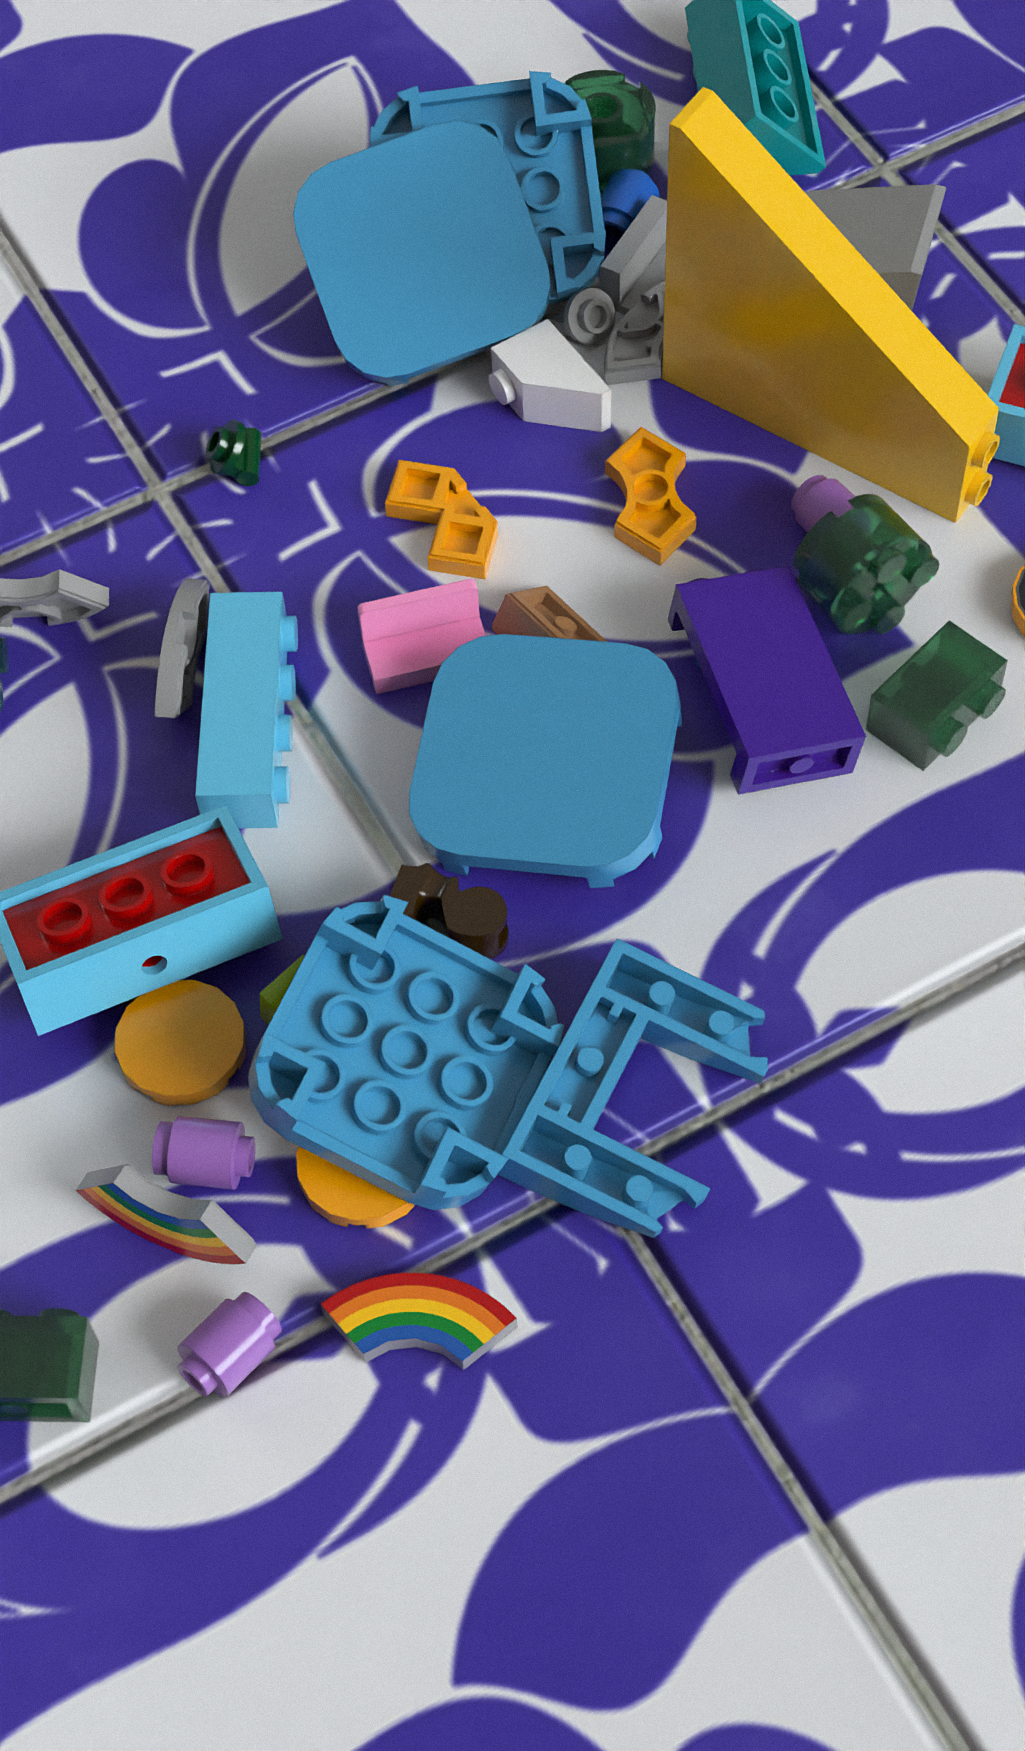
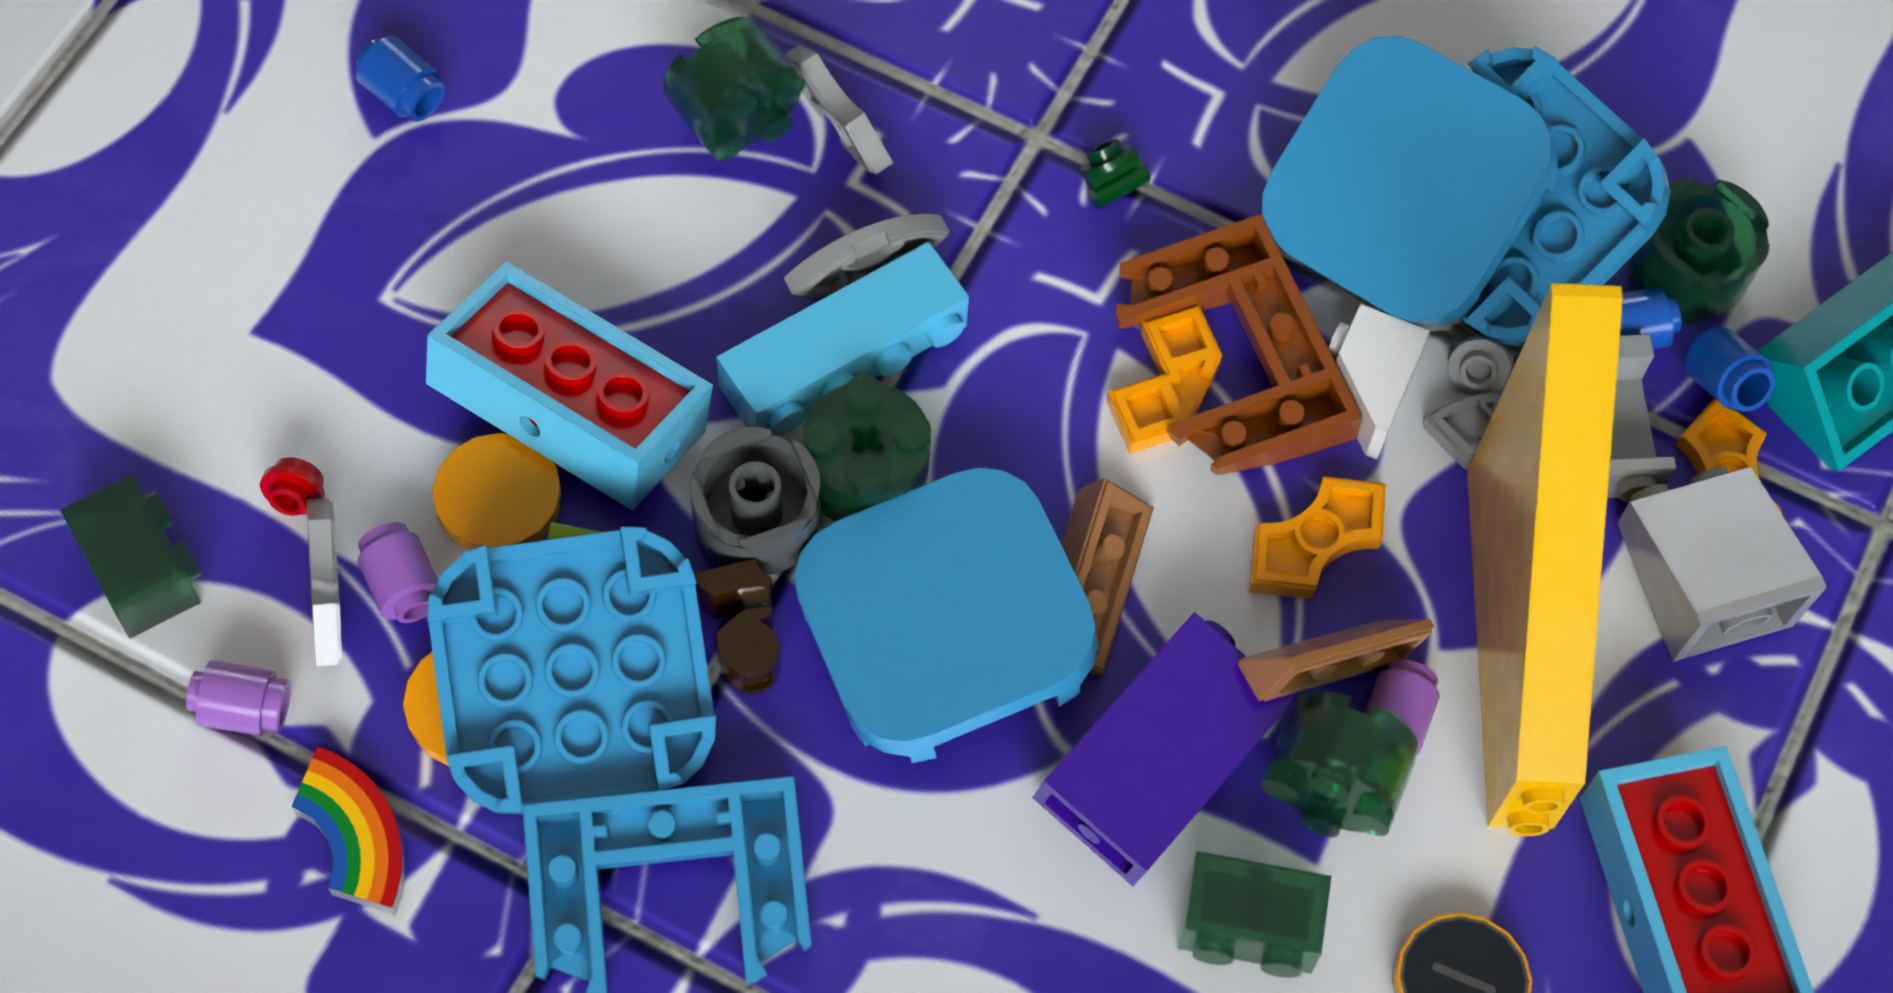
camera: 50 degrees right, 5 degrees up
(51, 1197) = (290, 484): none -> red plate
(345, 837) = (749, 468): none -> dark grey brick
(360, 741) = (866, 446): none -> clear green brick
(392, 409) = (1309, 398): none -> dark orange wedge
(416, 631) = (1018, 435): bright pink panel -> none
(766, 524) = (1332, 657): none -> medium nougat slope

